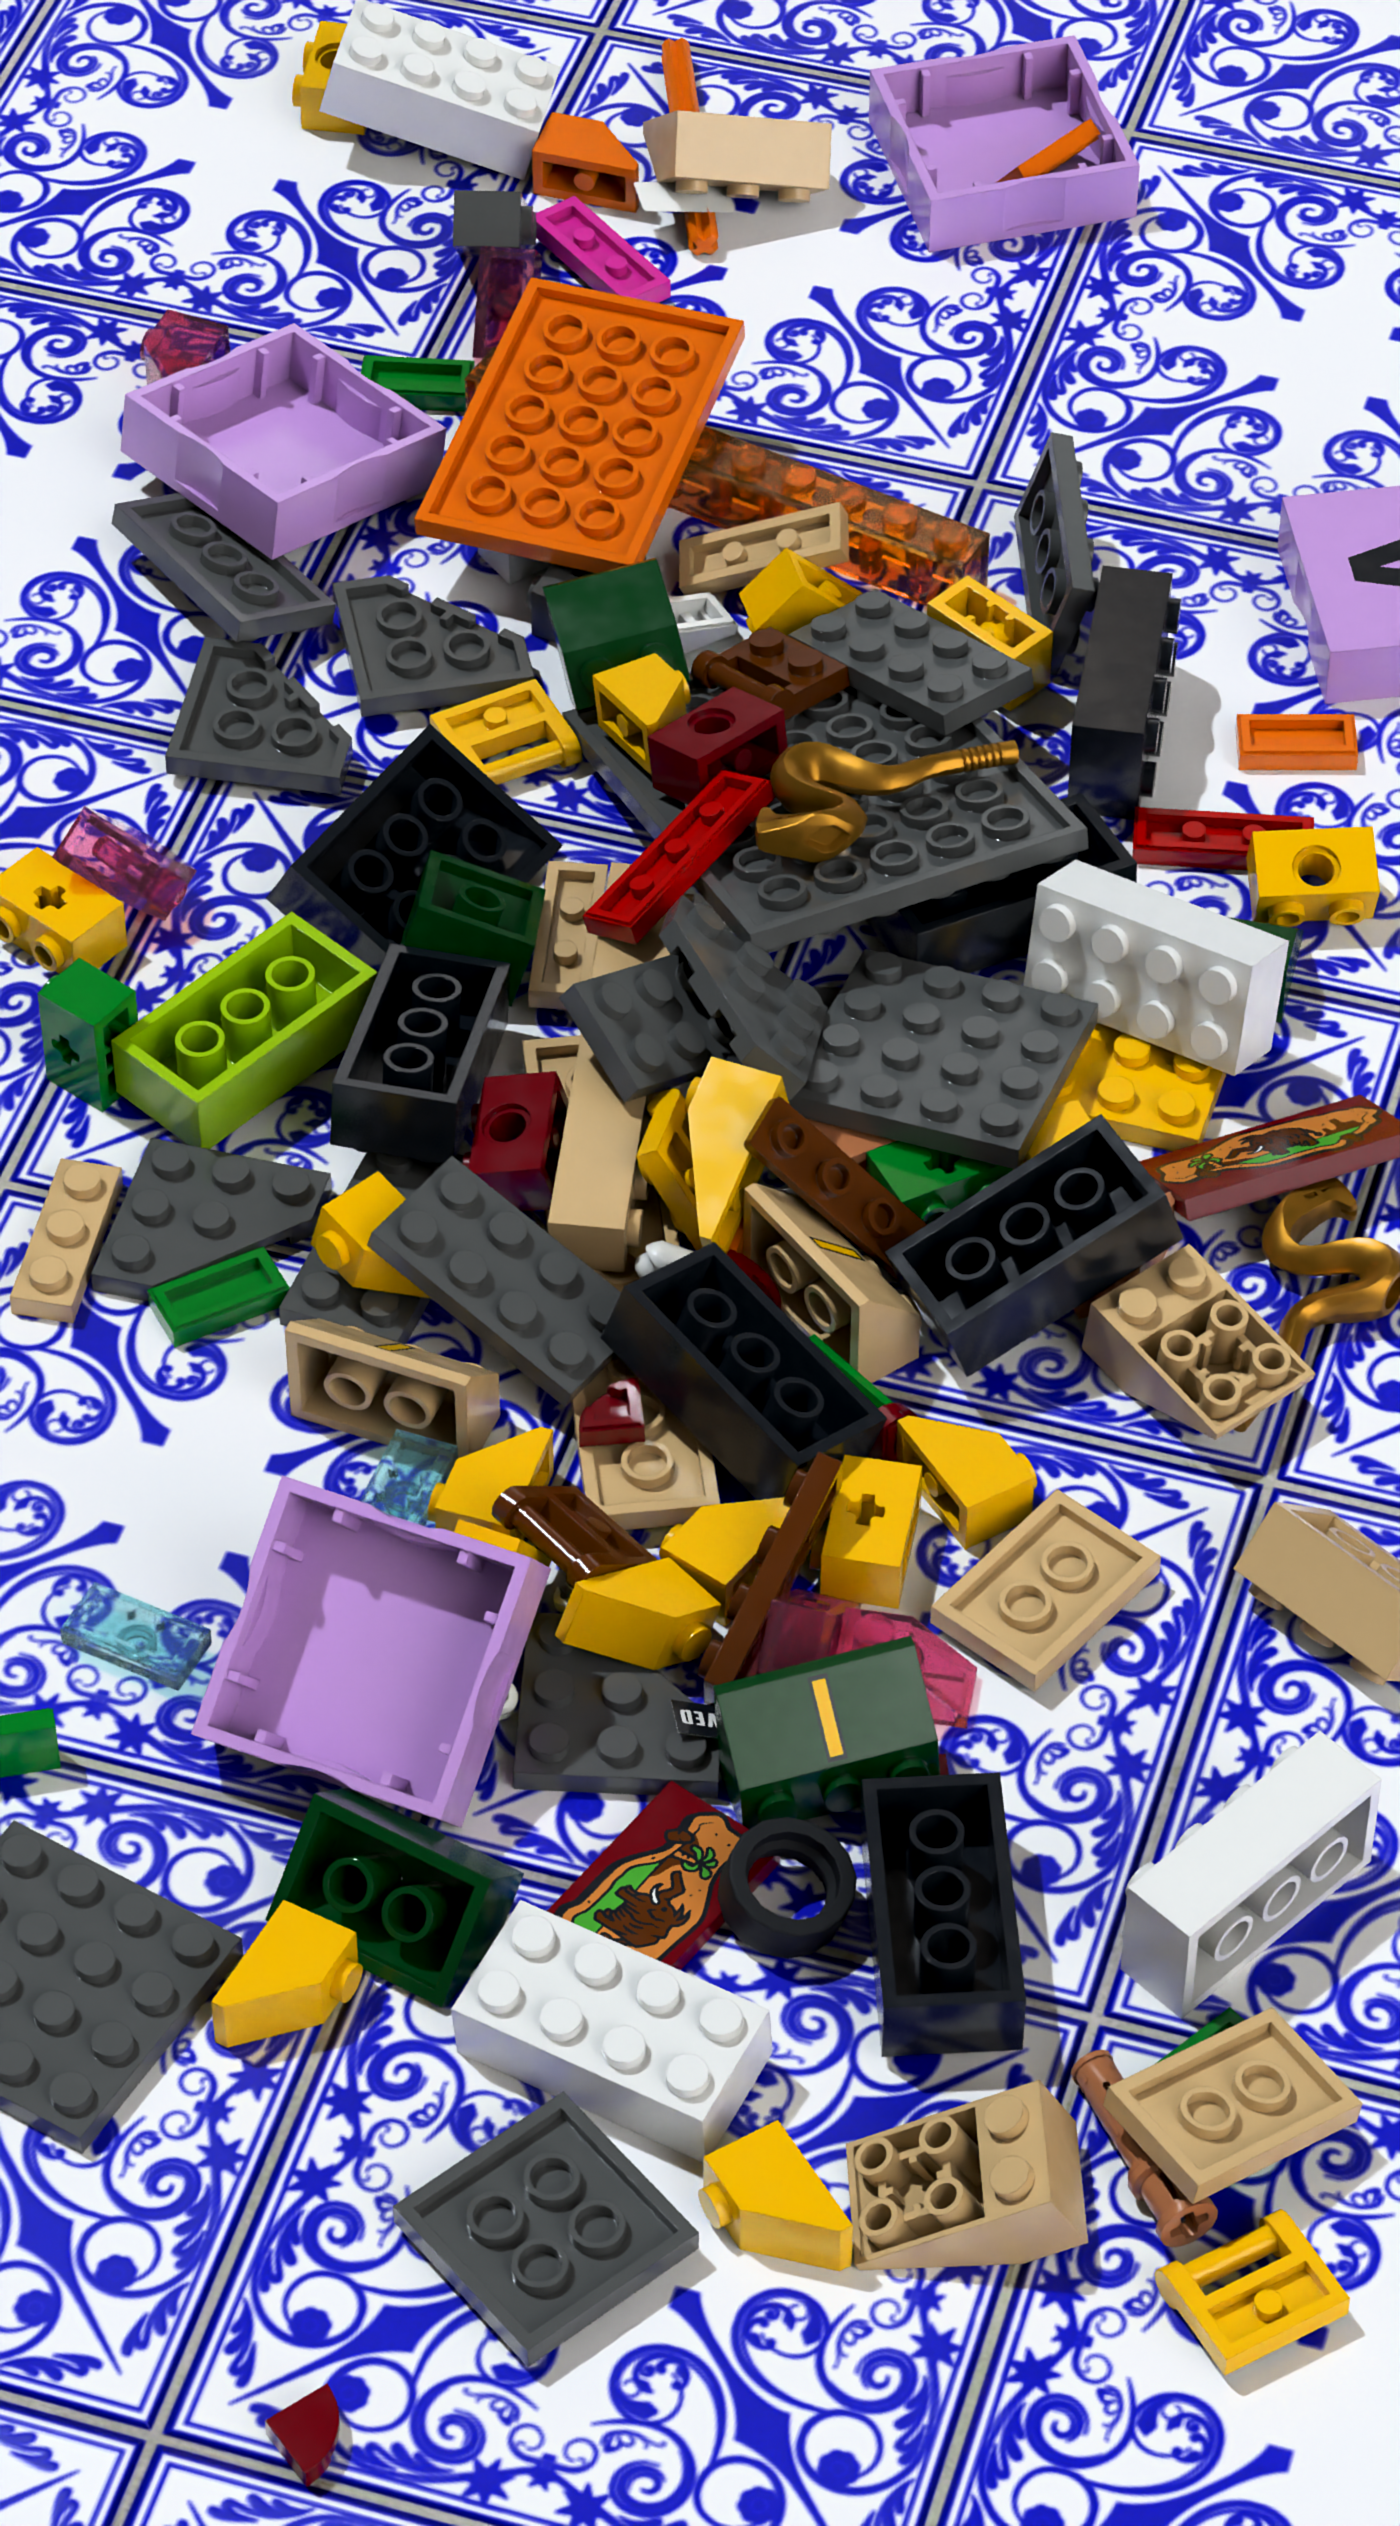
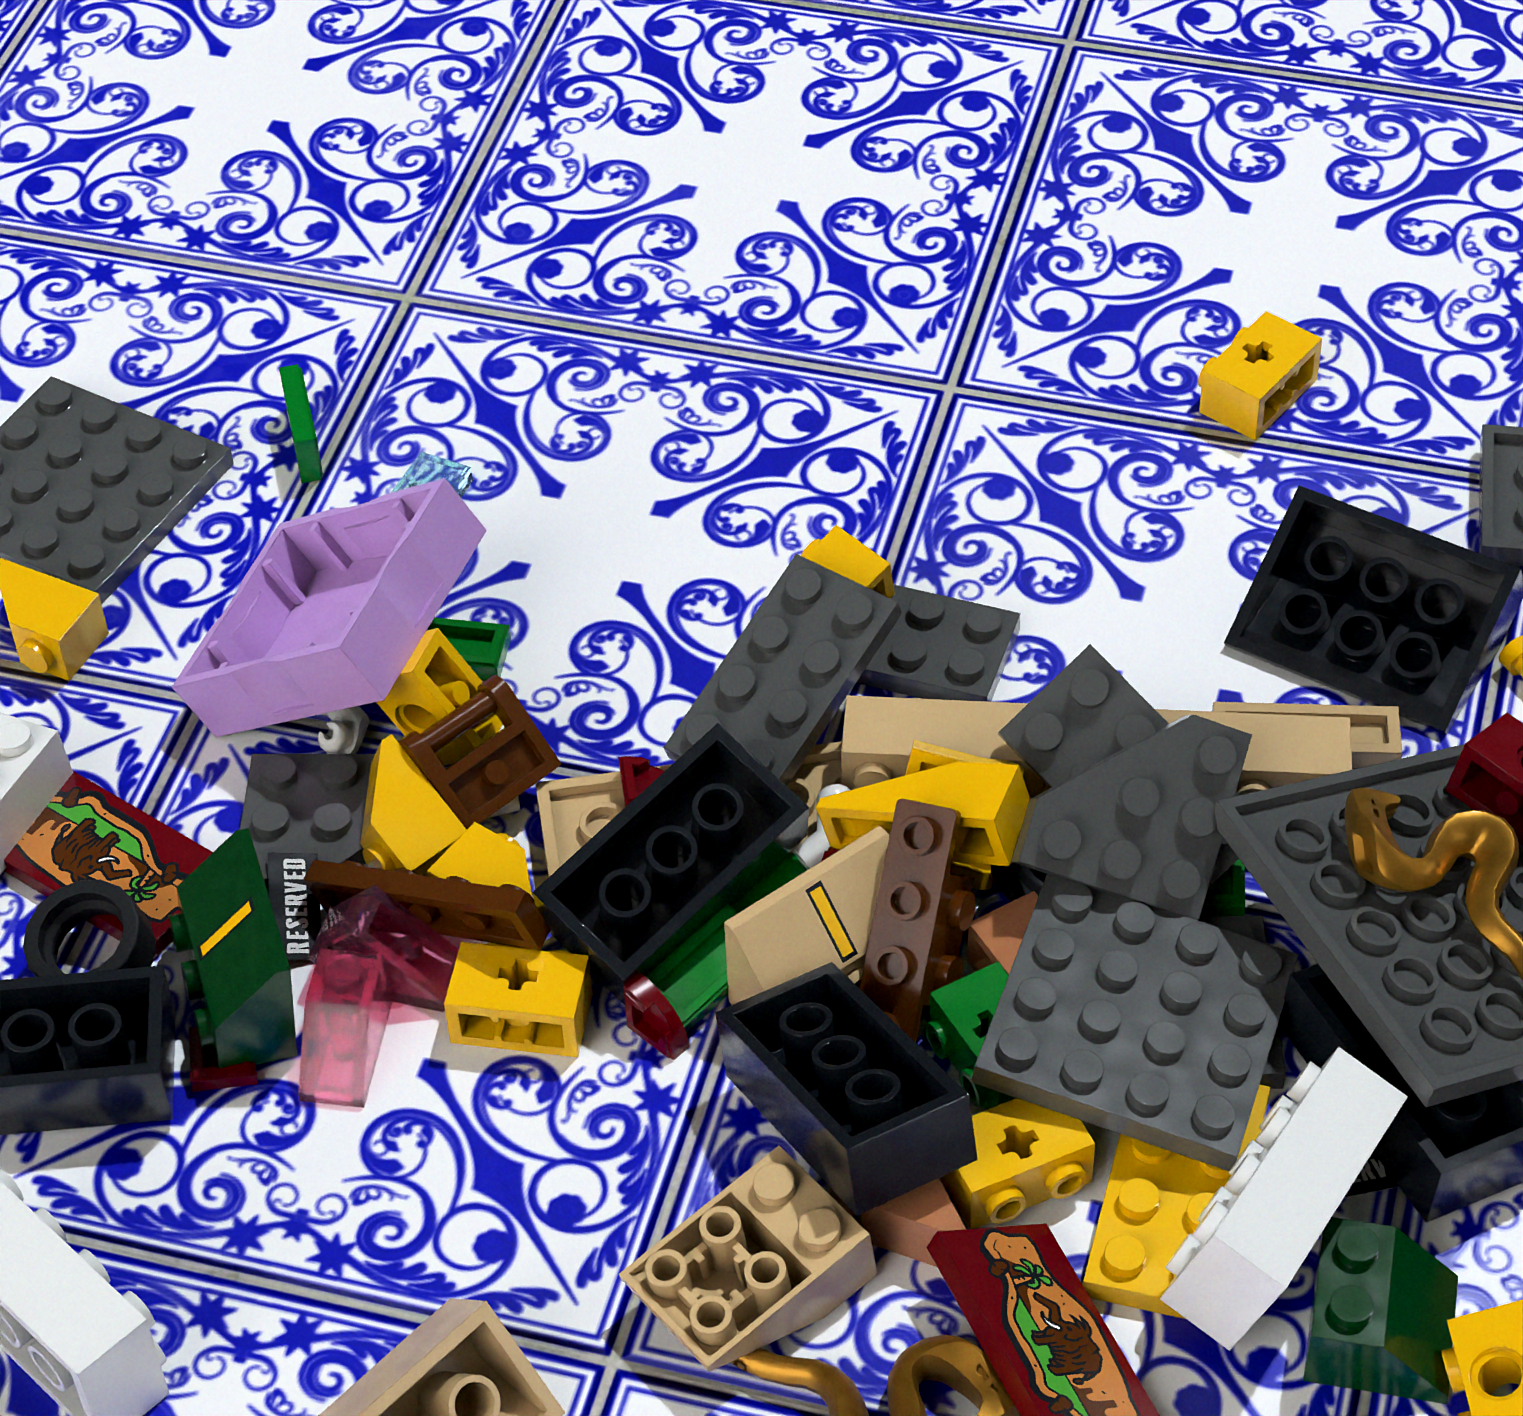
camera: 90 degrees right, 0 degrees up
(66, 1240) = (877, 428): tan plate -> none
(78, 1020) = (1087, 392): green brick -> none
(125, 863) = (1312, 395): clear pink slope -> none
(202, 1209) = (911, 509): dark grey plate -> none
(218, 1296) = (806, 515): green tile -> none
(243, 1032) = (1117, 501): lime brick -> none
(381, 1385) = (682, 623): tan slope -> none
(409, 1474) = (578, 660): clear light blue plate -> none
(409, 1892) = (126, 681): dark green slope -> none
(420, 1054) = (1051, 594): black brick -> none
(475, 914) = (1278, 640): dark green slope -> none
(485, 1474) = (571, 716): yellow slope -> none
(519, 1136) = (980, 672): dark red brick -> none
(678, 857) = (1351, 755): red tile -> none
(968, 1477) = (585, 1074): yellow slope -> none
(1045, 1590) = (448, 1148): tan plate -> none

